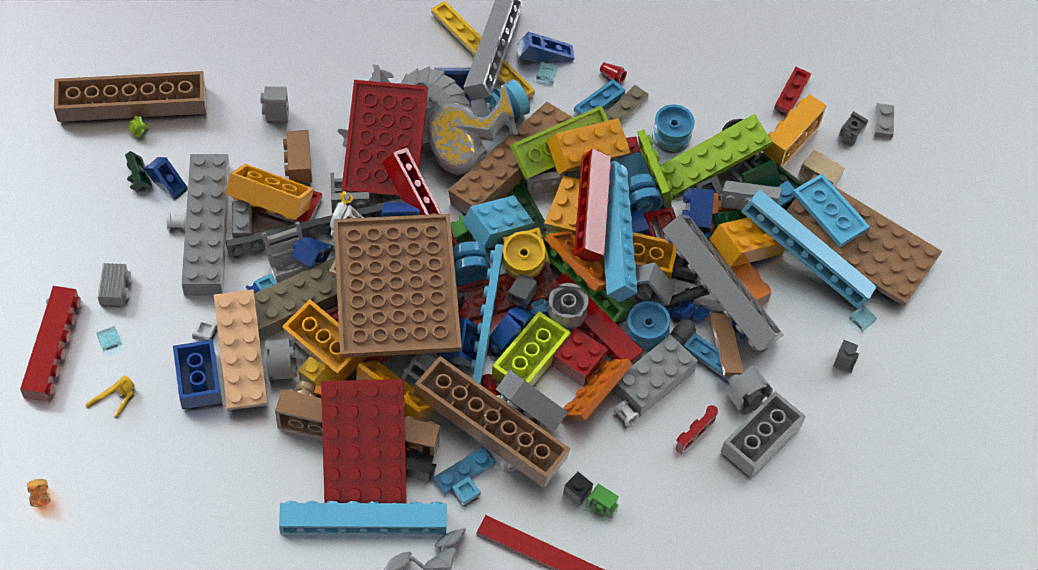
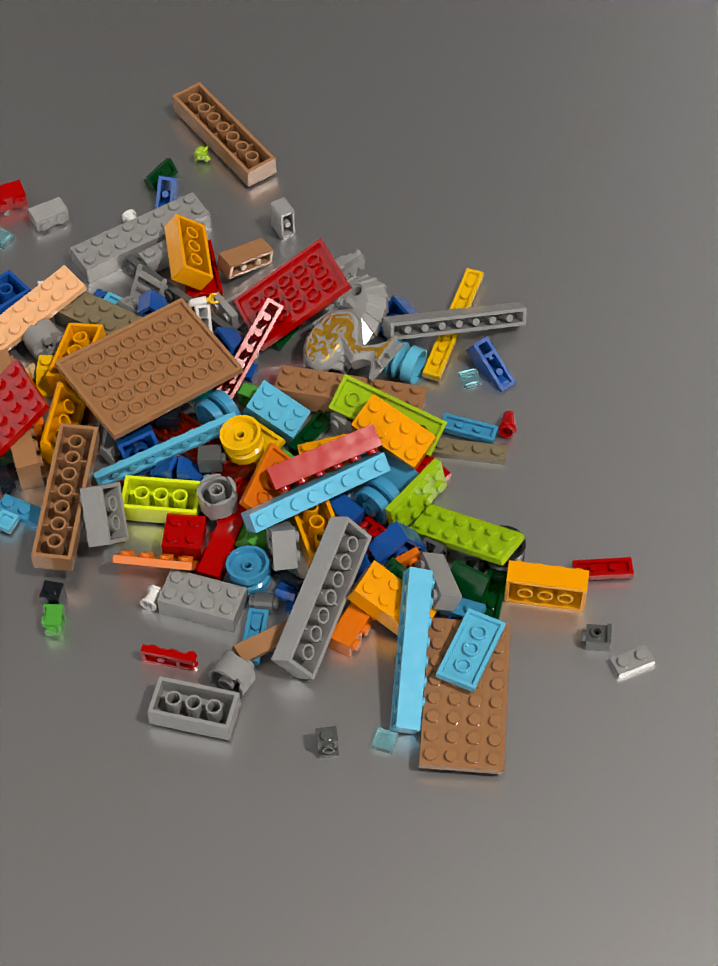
camera: 65 degrees right, 5 degrees down
(673, 127) = (477, 492): dark azure wheel -> none
(819, 164) = (525, 632): tan brick -> none

